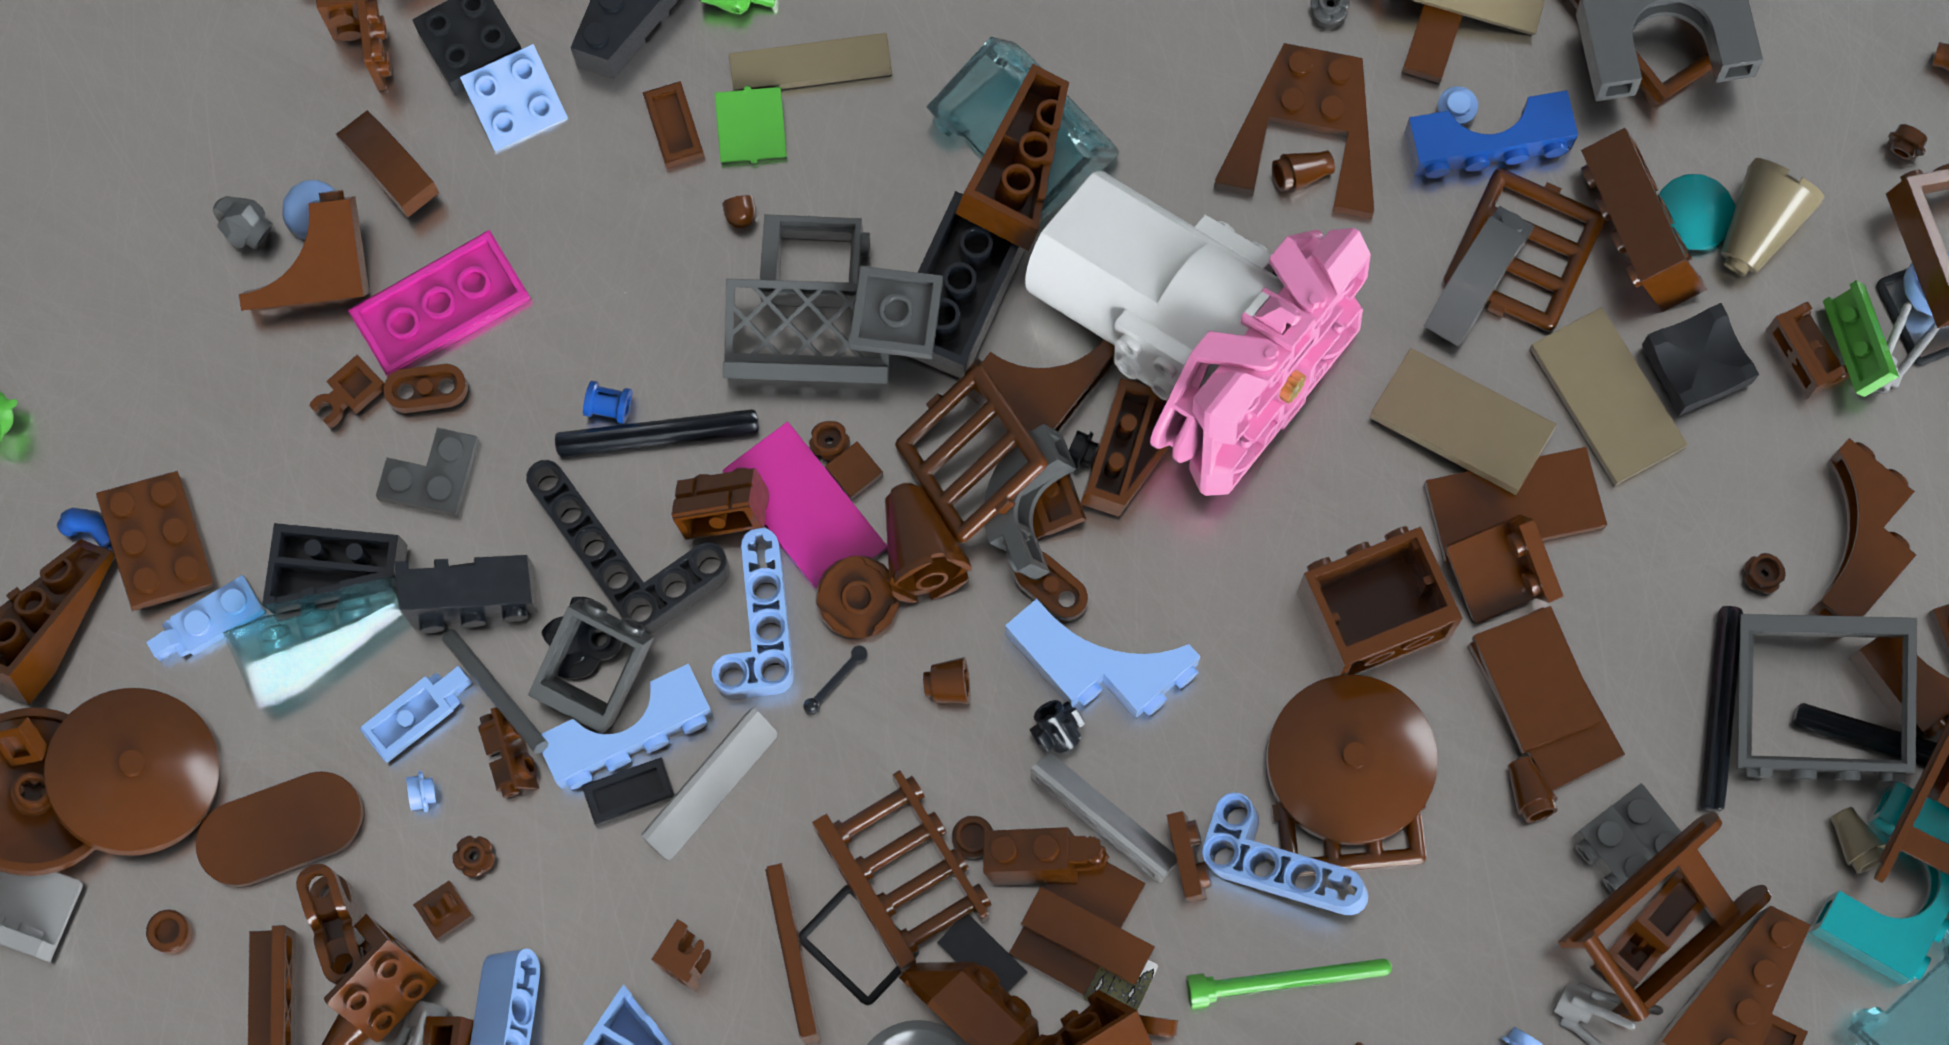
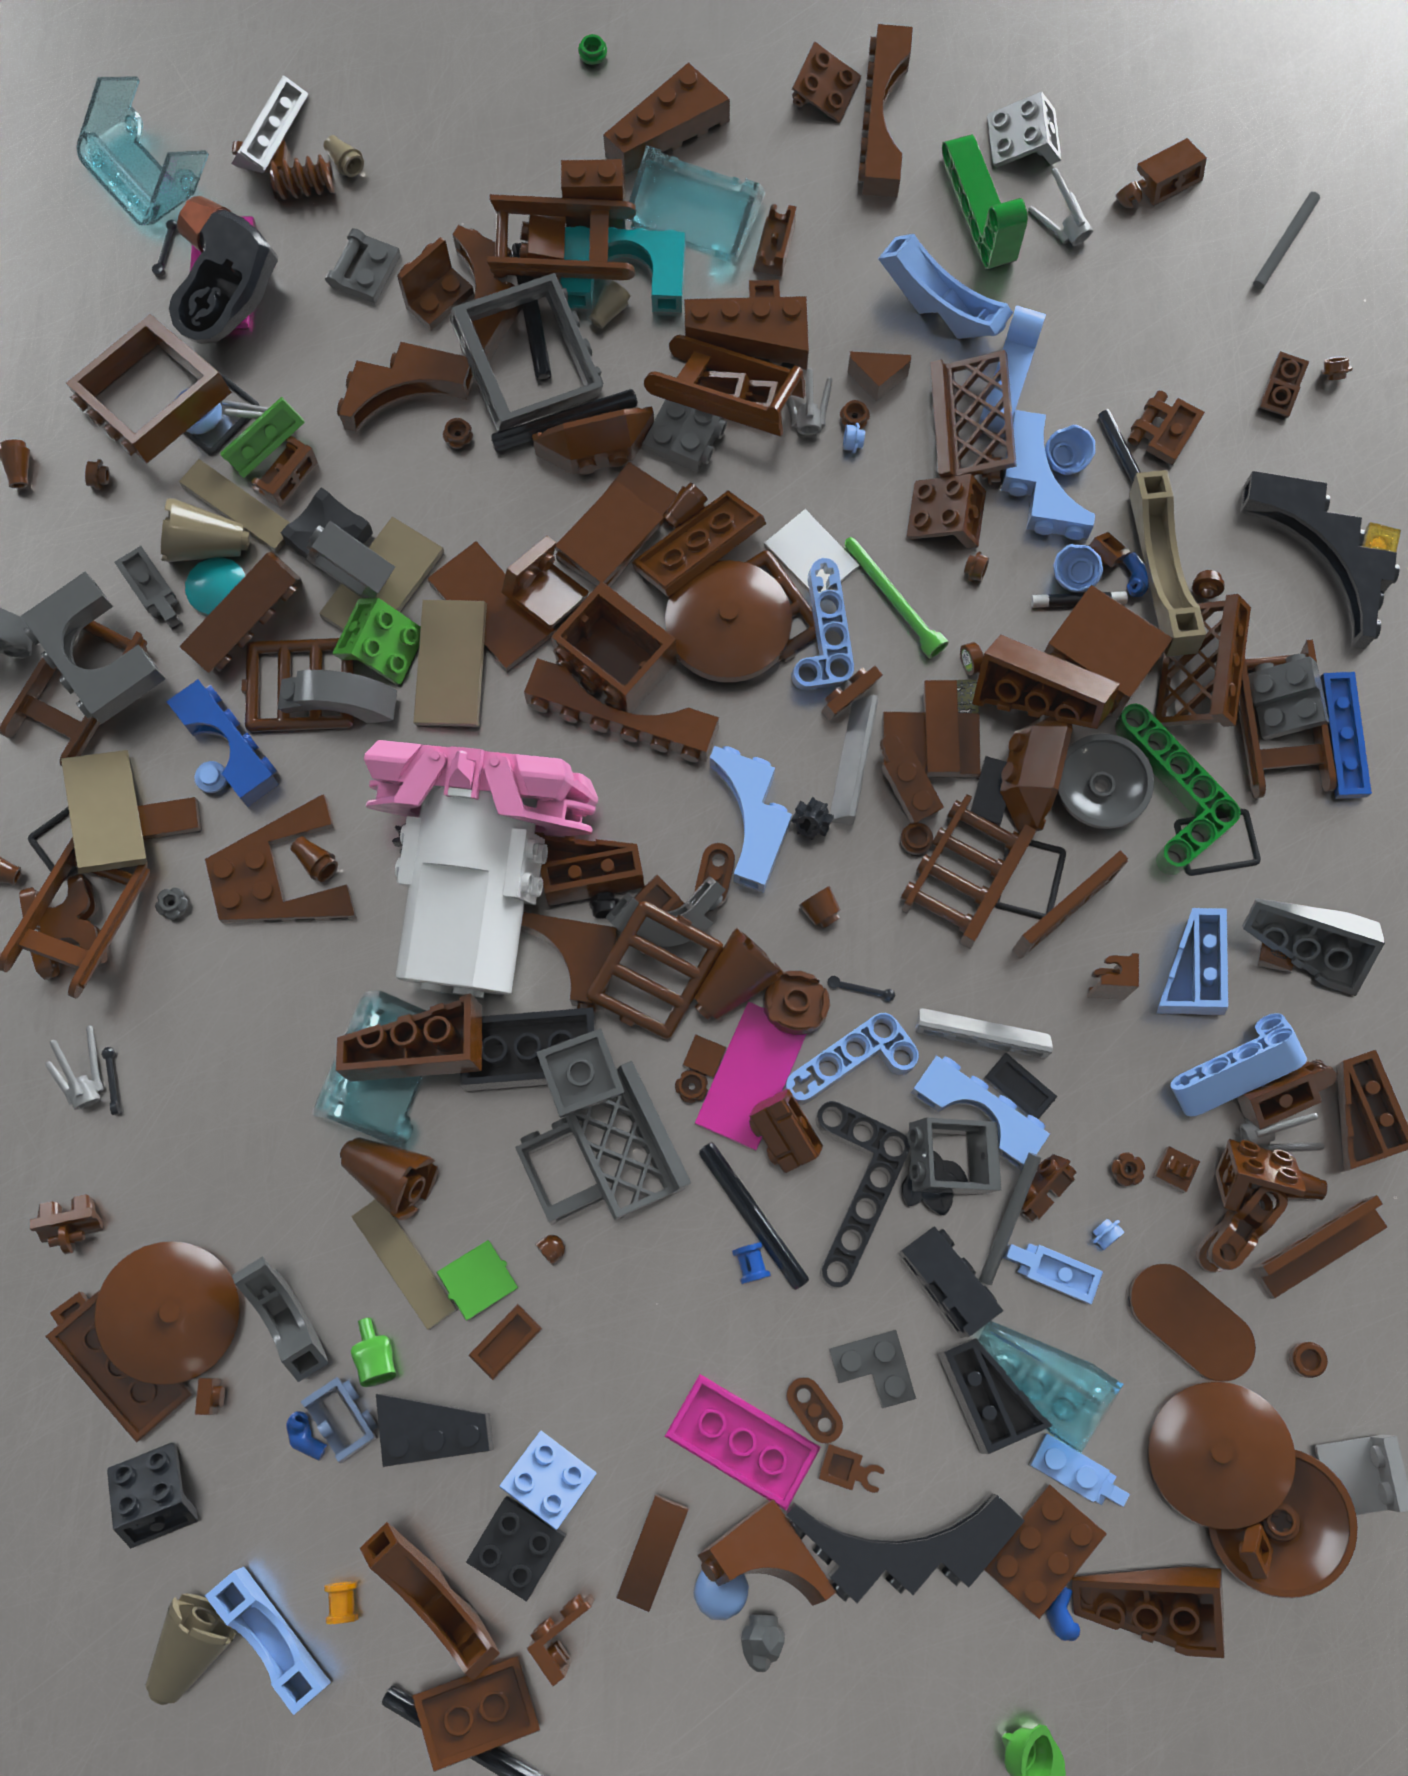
camera: 120 degrees left, 0 degrees up
(258, 354) = (962, 1548): none -> black arch
(903, 85) = (390, 1174): none -> reddish brown cone
(1239, 639) = (683, 731): none -> reddish brown arch
(1400, 914) = (803, 543): none -> white piece
(1471, 778) = (698, 543): none -> reddish brown tile
(1530, 353) = (379, 639): none -> bright green bracket
(1633, 350) = (348, 560): none -> dark grey window
(1667, 727) = (595, 441): none -> reddish brown wedge
(1731, 139) = (149, 585): none -> dark grey hinge
(1793, 279) = (235, 504): none -> dark tan tile

